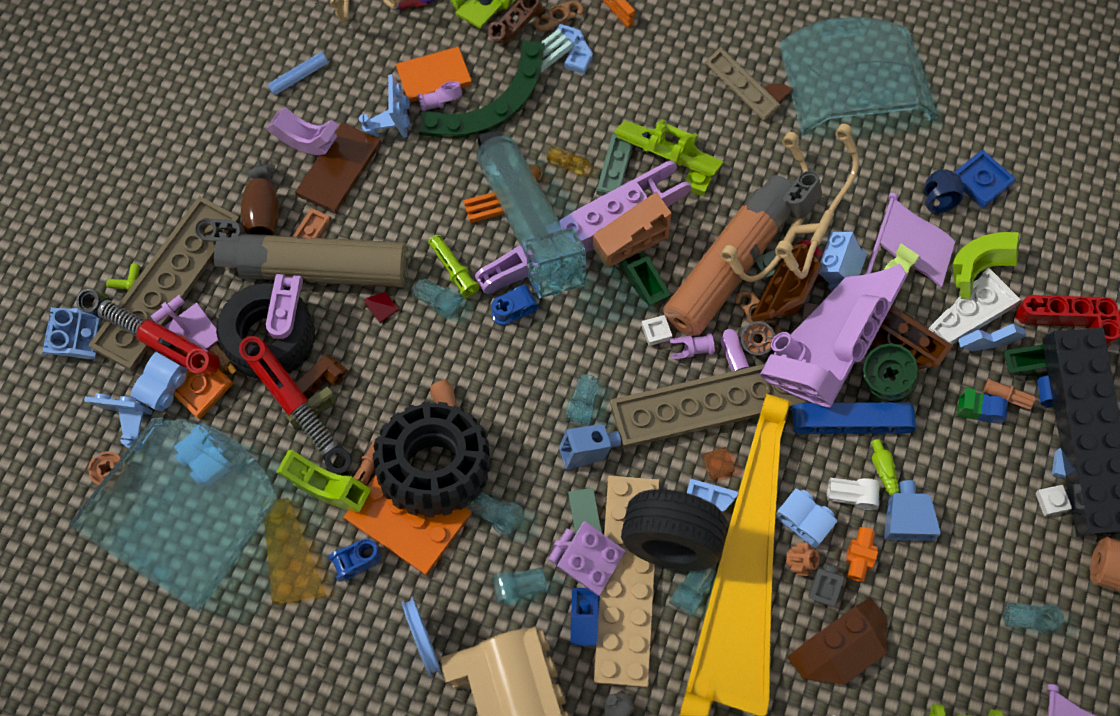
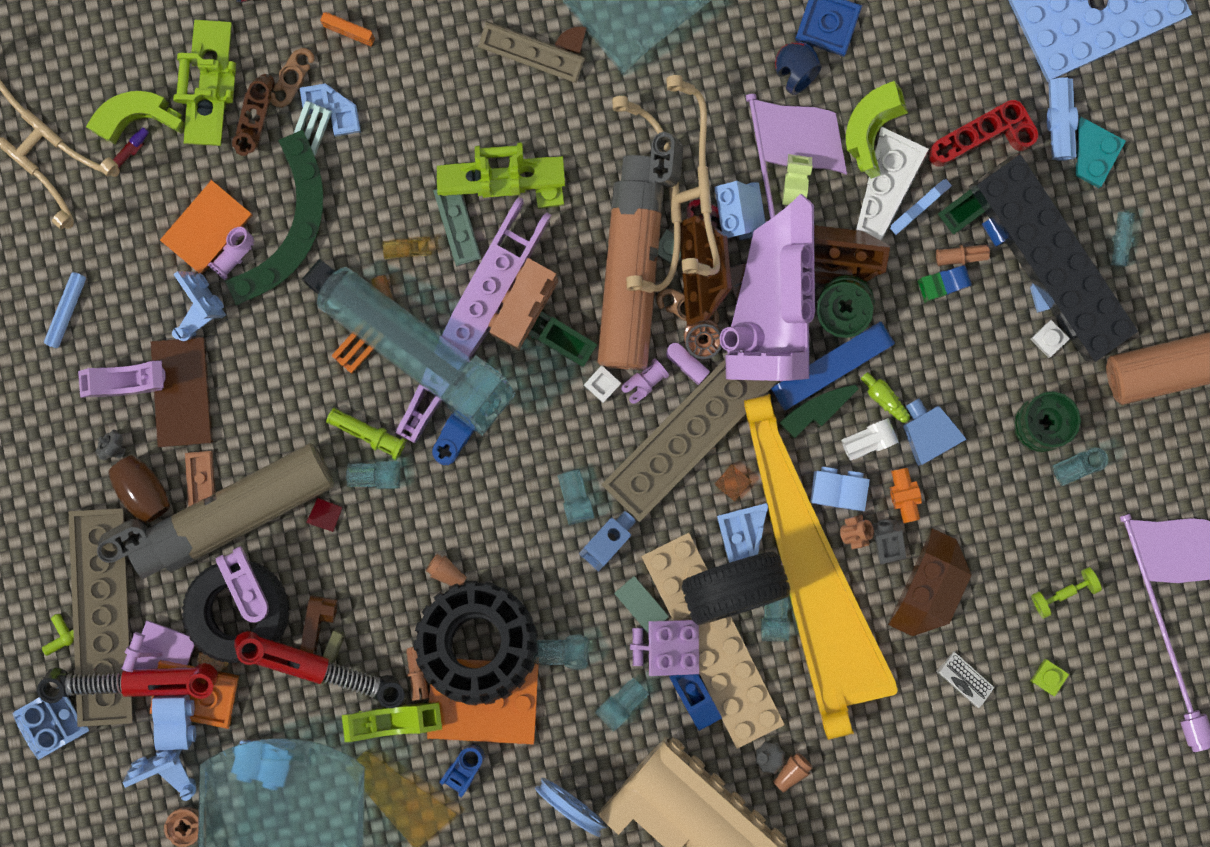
camera: 30 degrees left, 20 degrees up
(821, 443) = (816, 410): none -> dark green slope
(1021, 560) = (1054, 409): none -> dark green wheel

